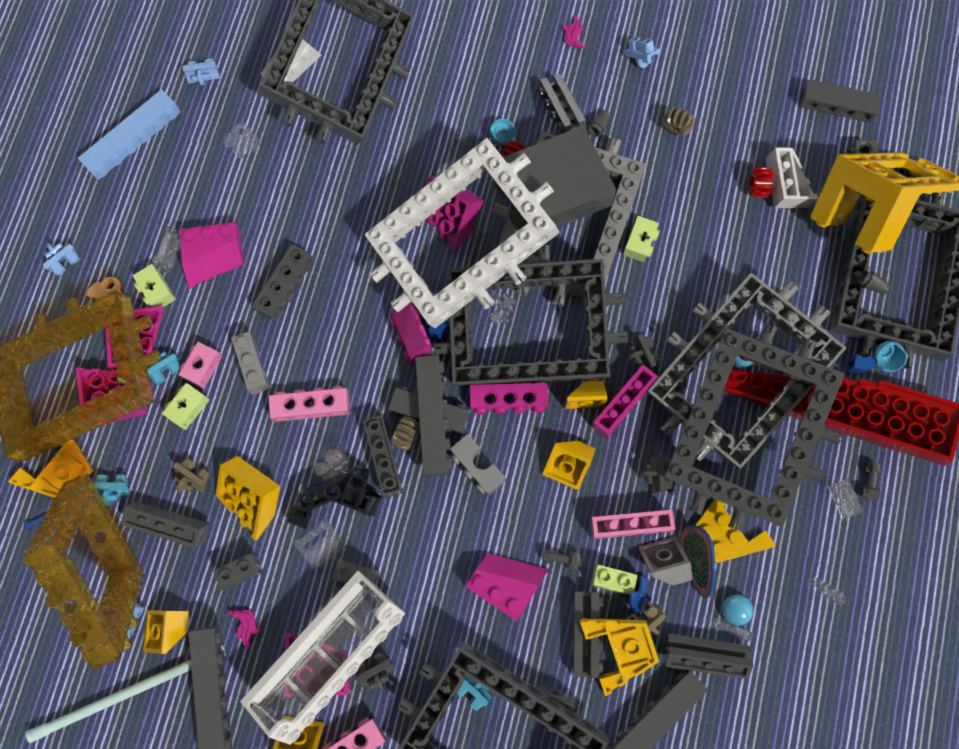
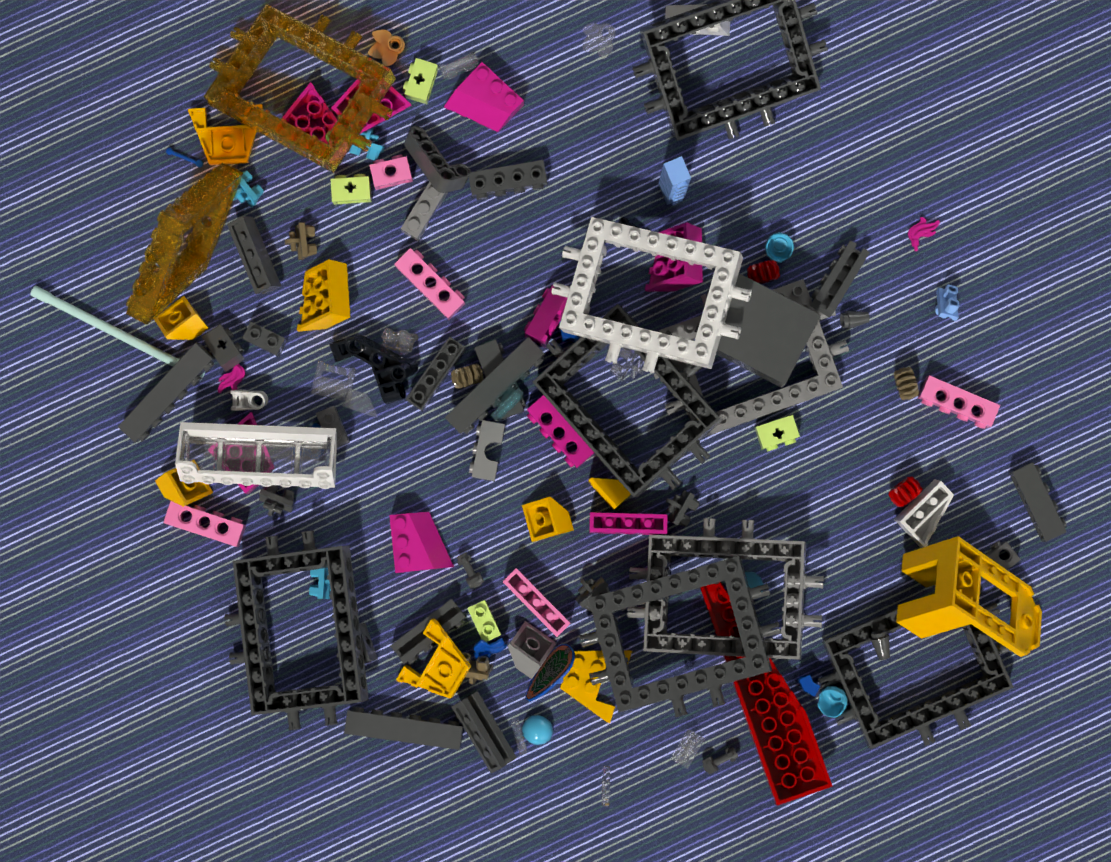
camera: 50 degrees right, 10 degrees up
(204, 611) = (216, 340): none -> dark grey brick
(221, 325) = (432, 163): none -> dark grey beam
(272, 629) = (245, 400): none -> white piece
(354, 536) = (359, 402): none -> clear tile
(390, 150) = (674, 181): none -> light blue brick
(455, 413) = (507, 405): none -> clear light blue tile
(742, 83) = (988, 409): none -> bright pink brick

